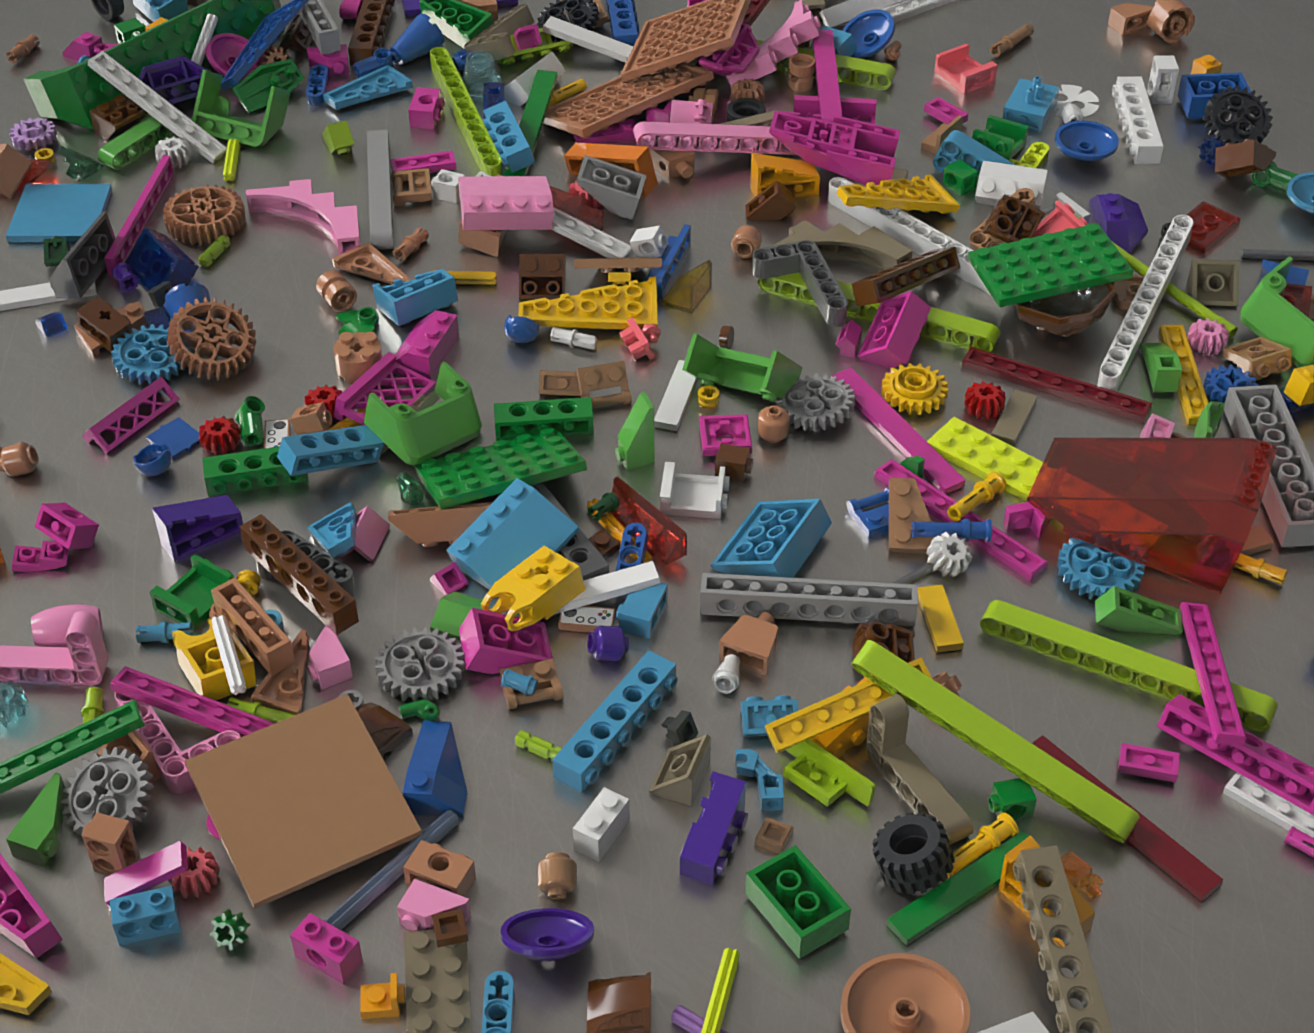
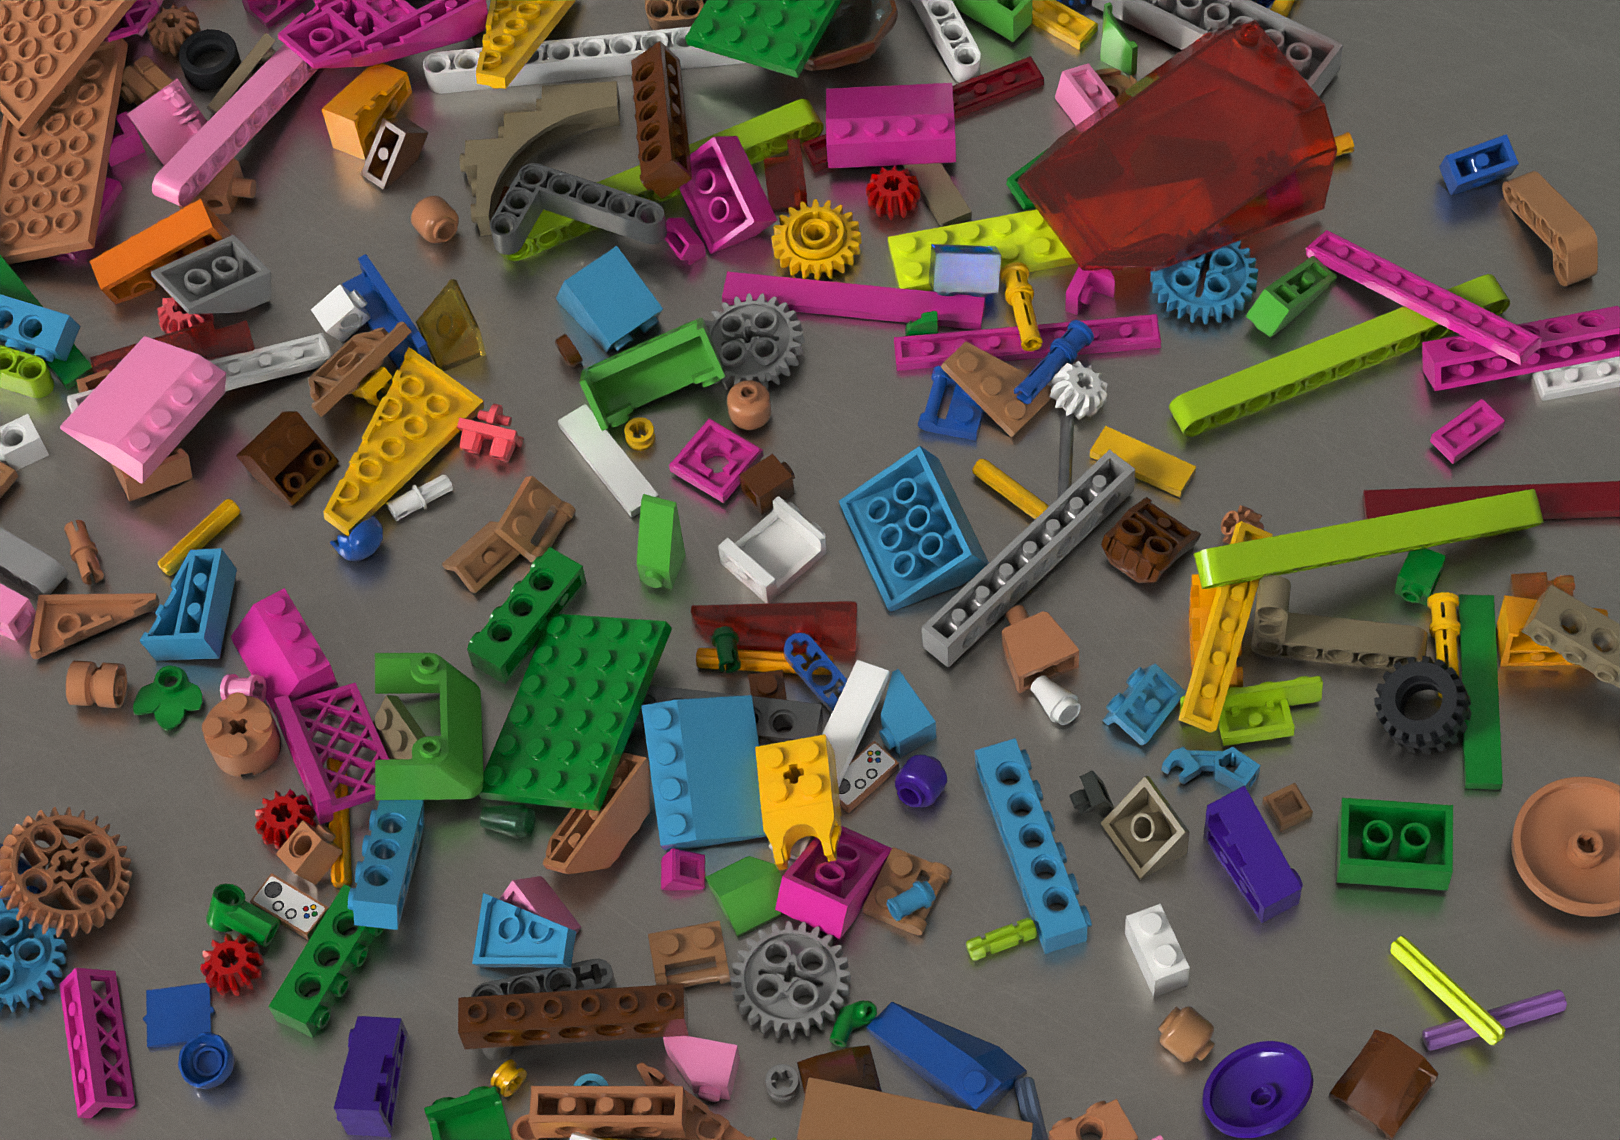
camera: 45 degrees left, 15 degrees up
(388, 342) = (252, 686): none -> bright pink bush
(399, 609) = (687, 948): none -> medium nougat plate
(774, 326) = (610, 301): none -> dark azure slope
(850, 561) = (1009, 488): none -> yellow axle
(944, 354) = (786, 179): none -> clear red panel
(966, 454) = (964, 269): none -> clear blue brick
(1024, 370) = (890, 125): none -> dark pink slope

